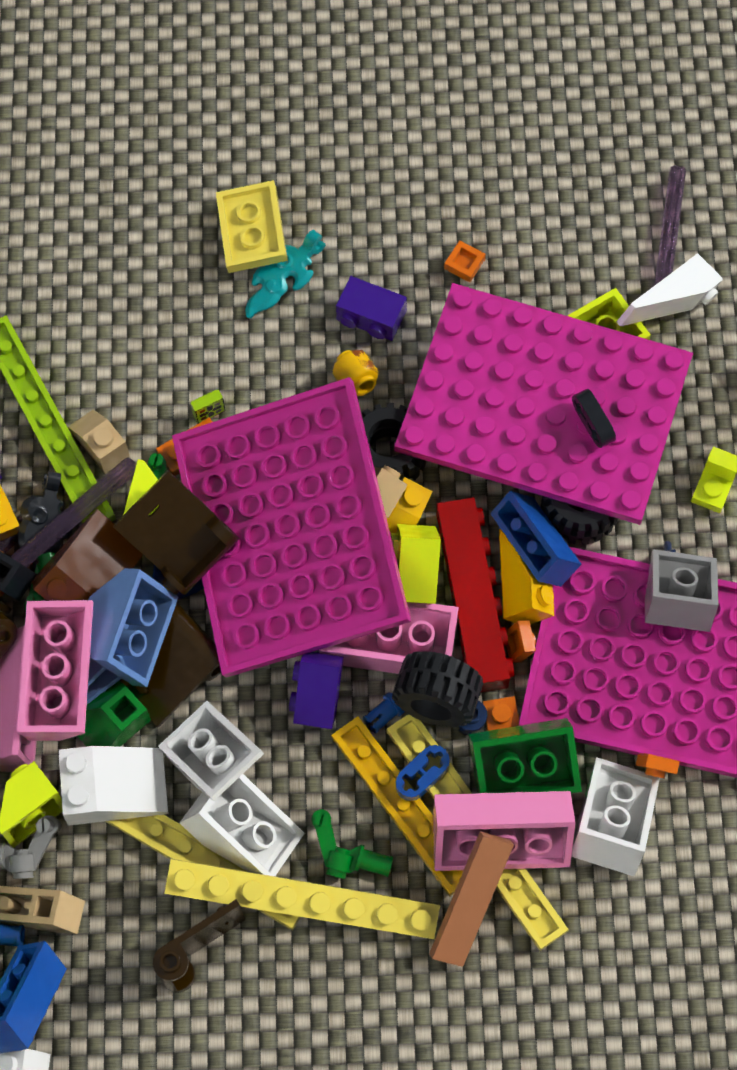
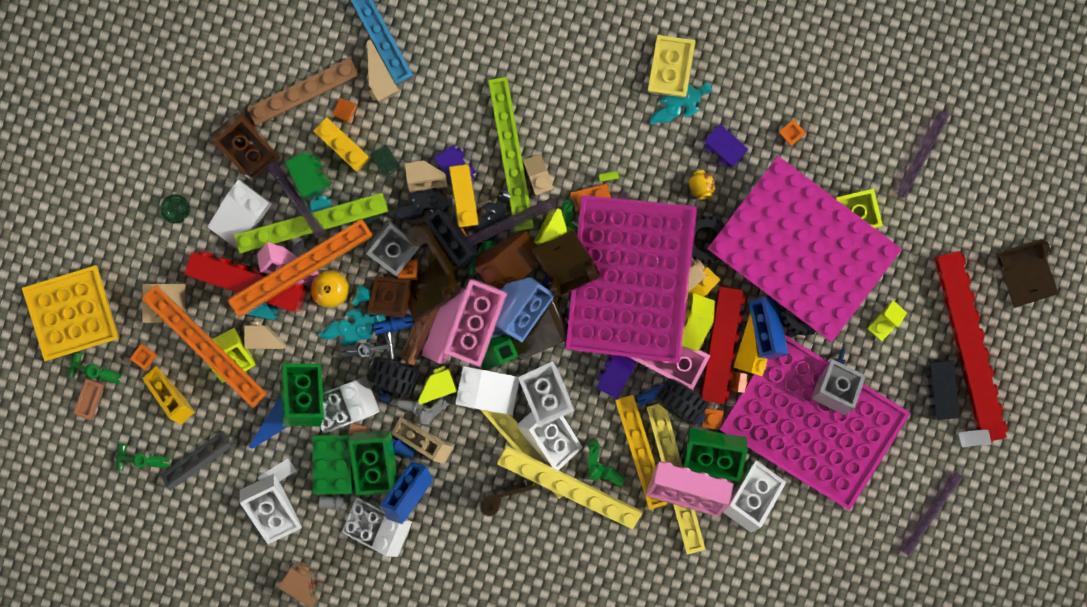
camera: 20 degrees right, 20 degrees up
(417, 767) = (659, 444): blue beam -> none
(471, 899) = (659, 520): nougat tile -> none
(593, 418) = (827, 275): black beam -> none
(656, 765) = (786, 478): orange plate -> none
(676, 293) = (918, 197): white slope -> none

